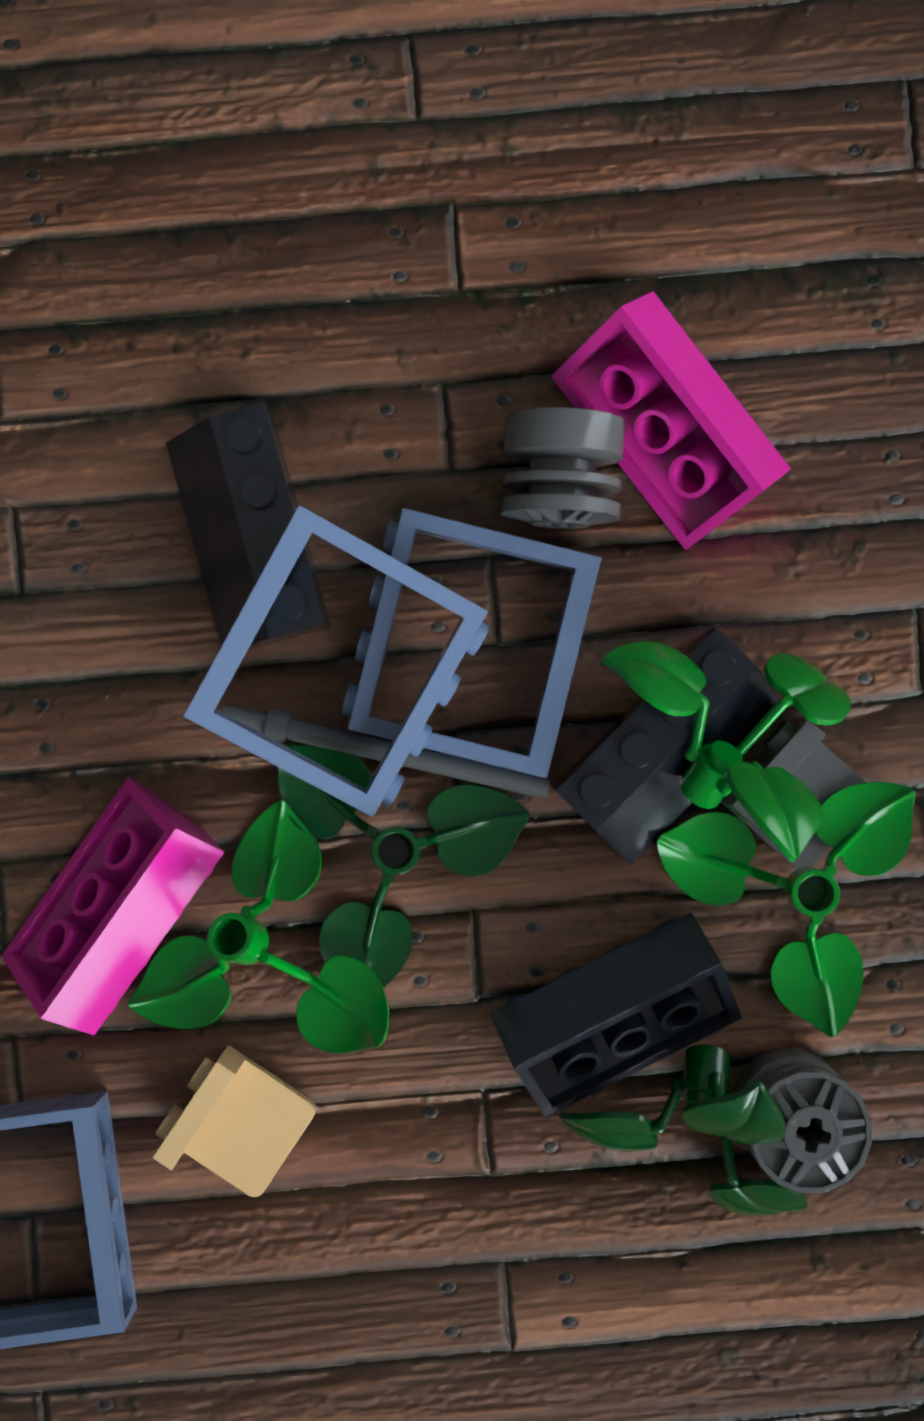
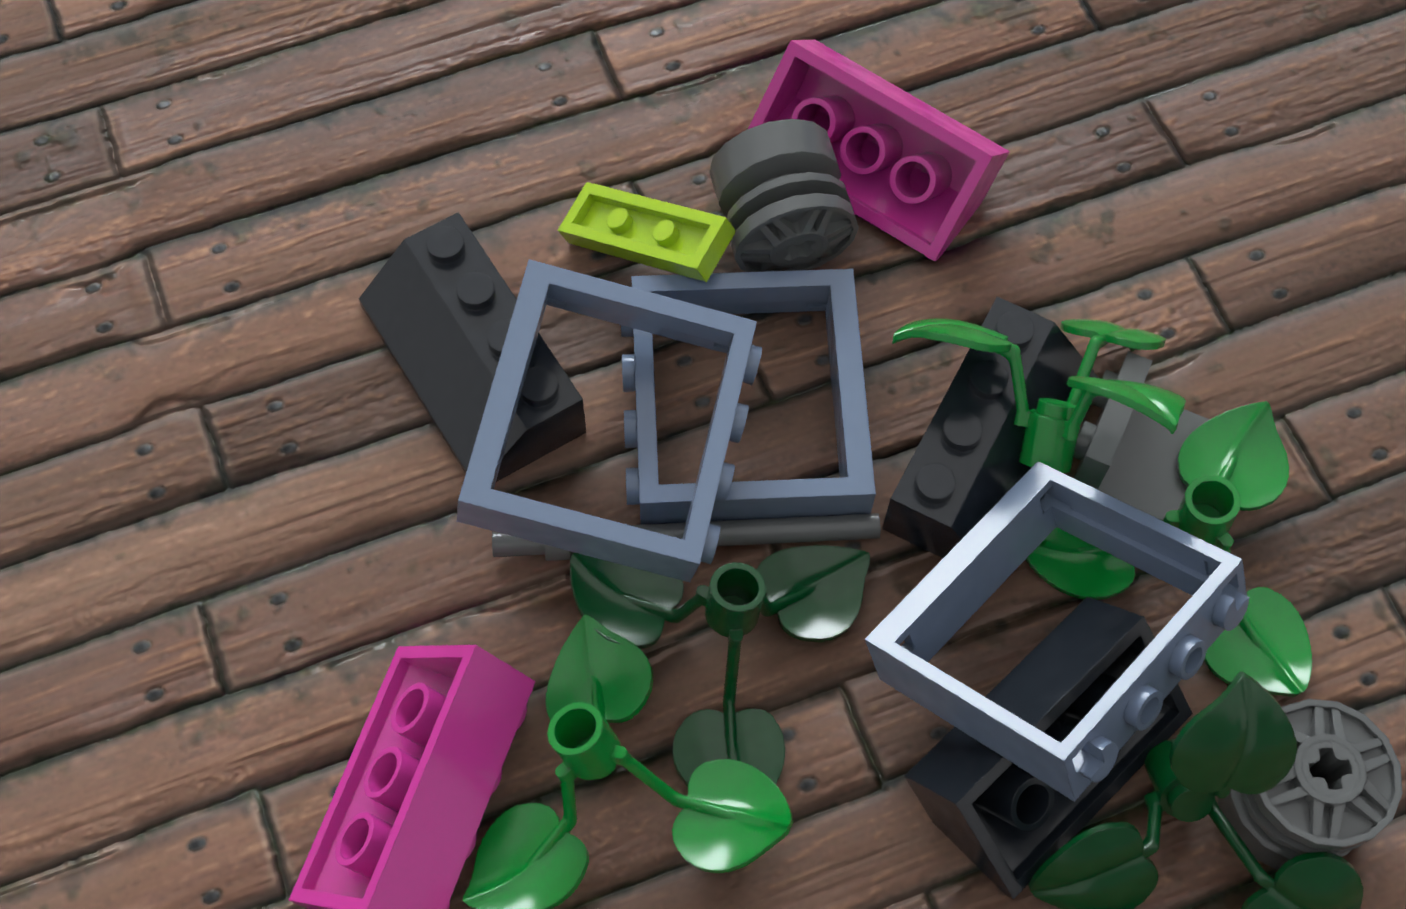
camera: 20 degrees left, 25 degrees down
(430, 463) = (647, 231): none -> lime plate
(605, 870) = (991, 554): none -> sand blue window

